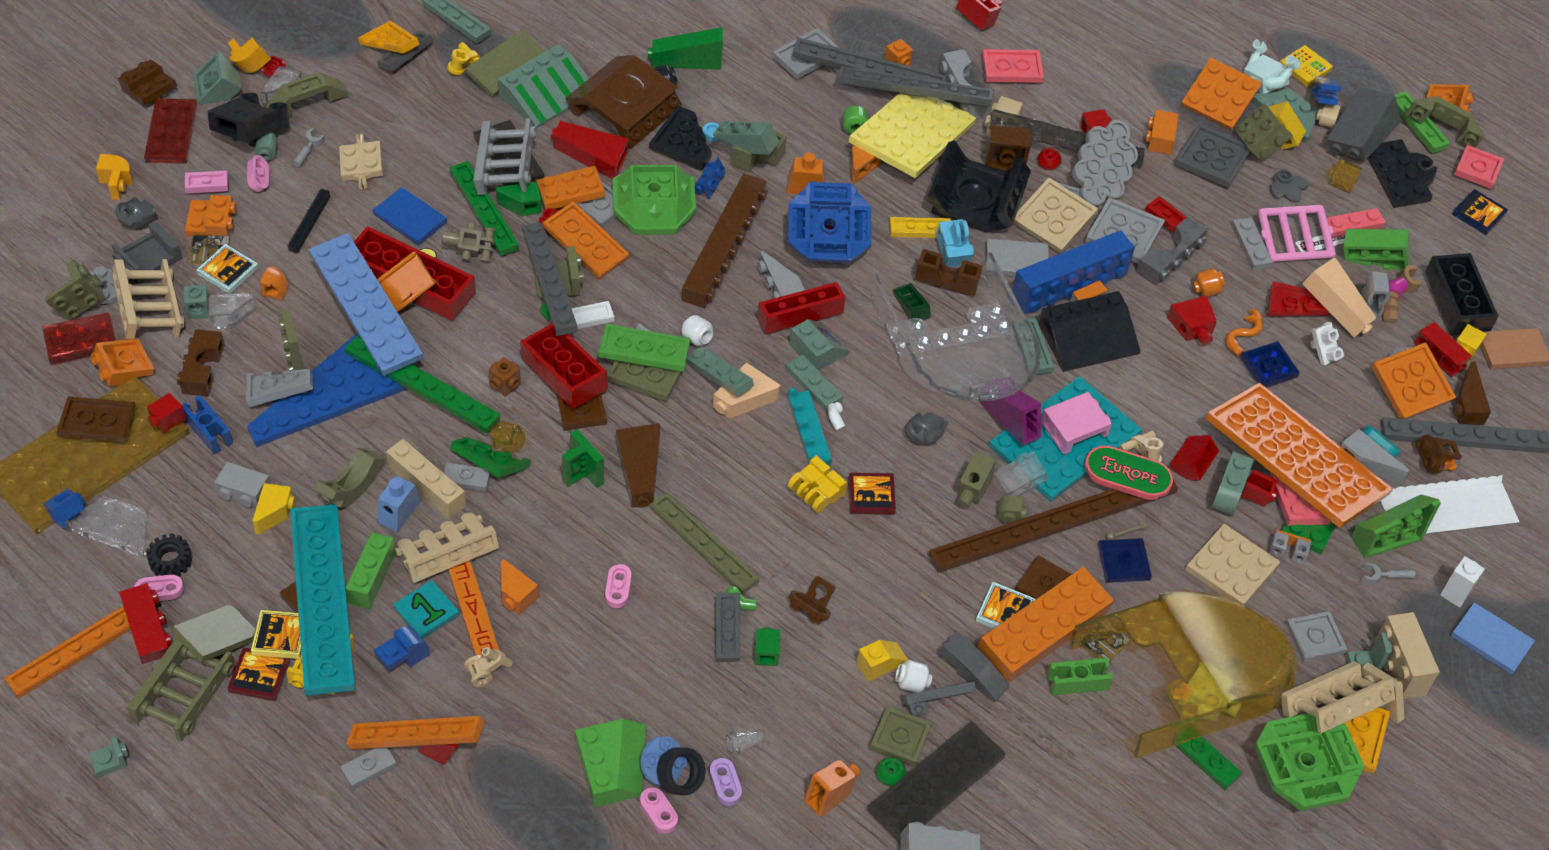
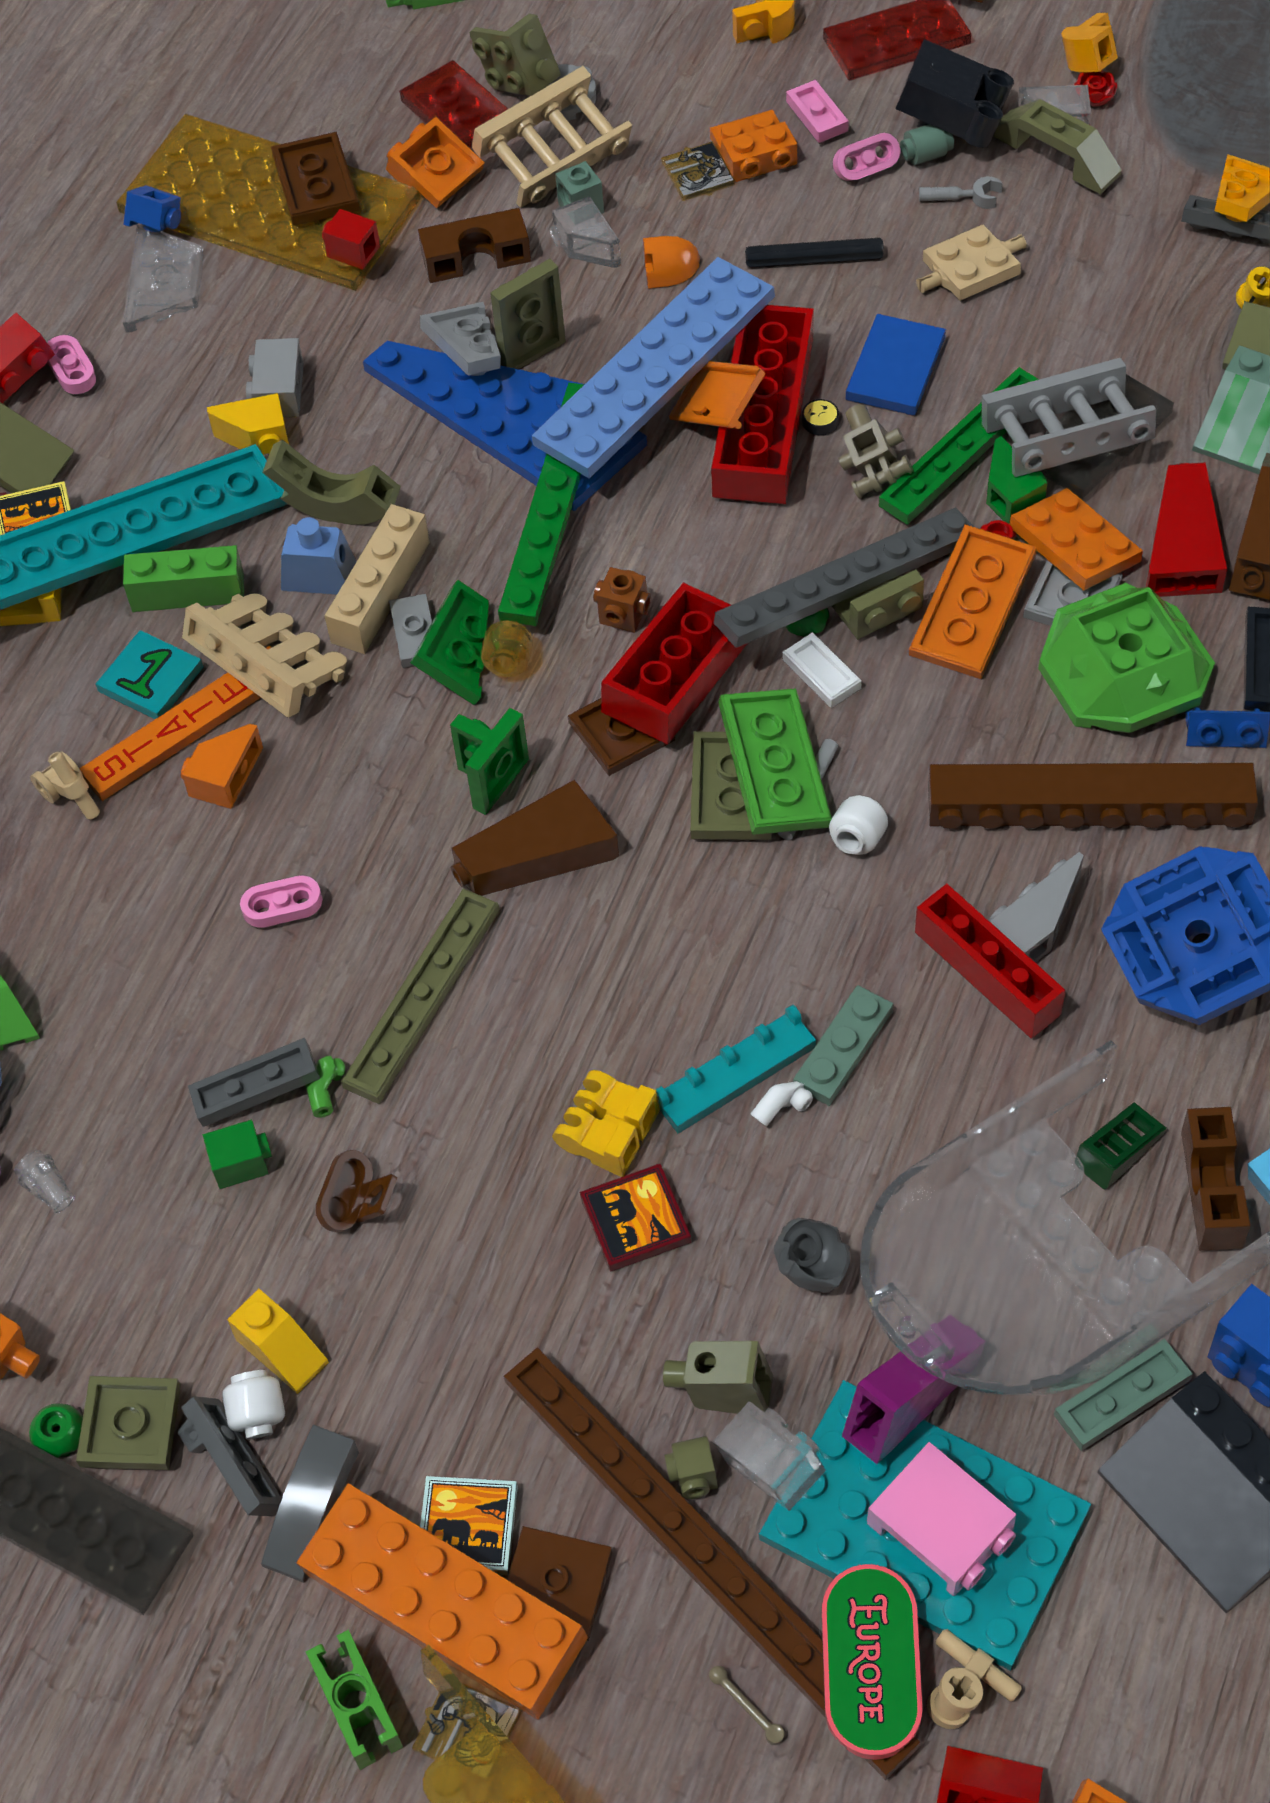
camera: 80 degrees right, 5 degrees up
(135, 213) = (705, 61): dark grey hair -> none
(149, 250) = (652, 110): dark grey panel -> none
(167, 545) = (126, 338): black tyre -> none
(207, 424) = (366, 296): blue piece -> none
(216, 80) = (1020, 39): sand green slope -> none
(227, 269) = (668, 203): tile -> none
(404, 646) = (60, 667): blue brick -> none
(719, 371) = (771, 883): sand green plate -> none
(762, 393) = (758, 941): light nougat slope -> none
(816, 343) = (929, 1019): sand green slope -> none
(1124, 560) = (670, 1718): clear blue plate -> none

